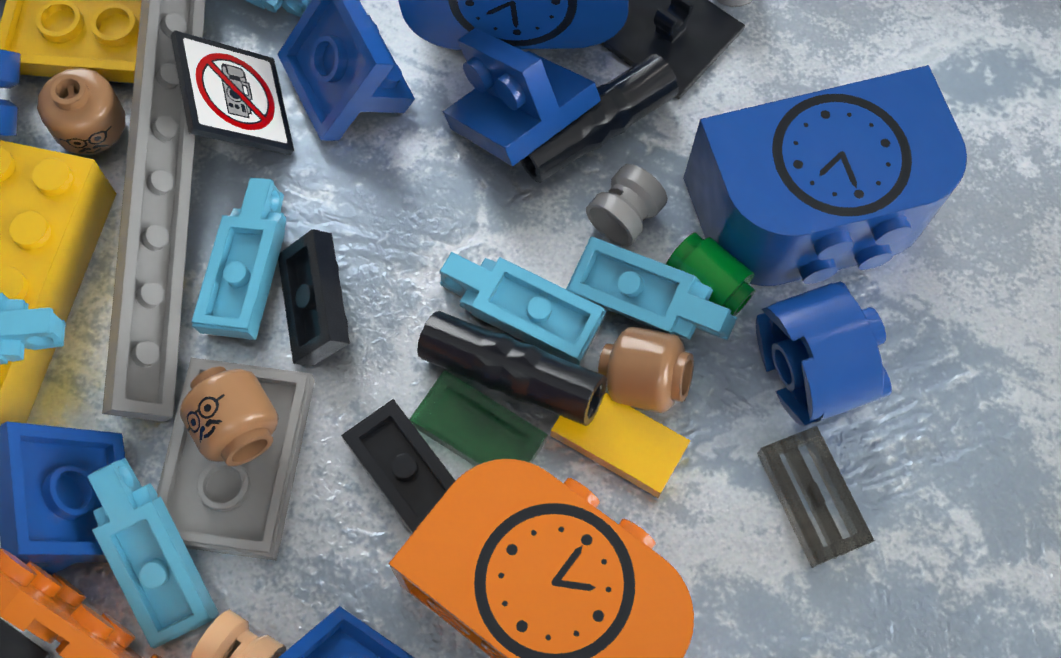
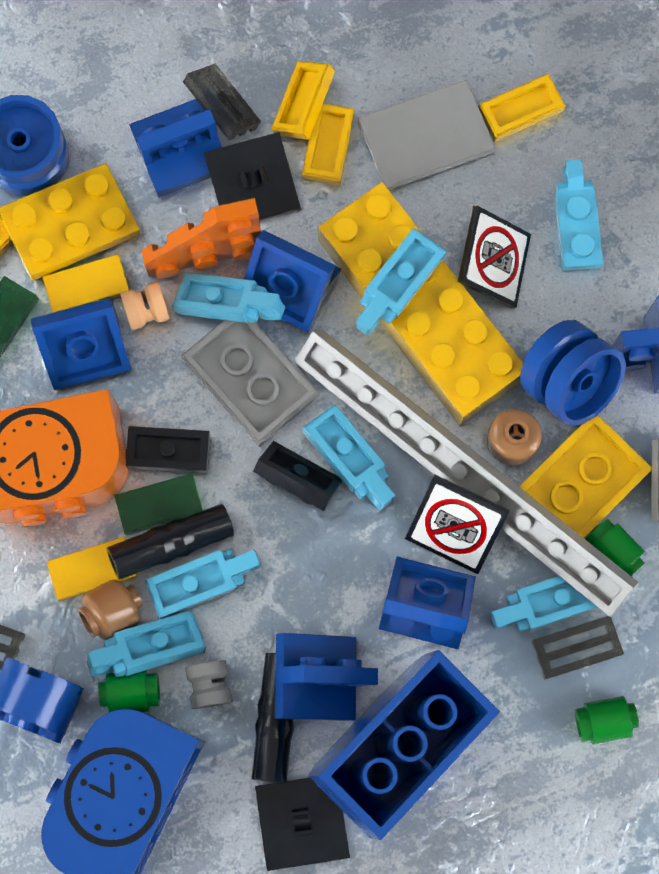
camera: 135 degrees right, 10 degrees up
(229, 415) = (258, 381): medium nougat head -> none

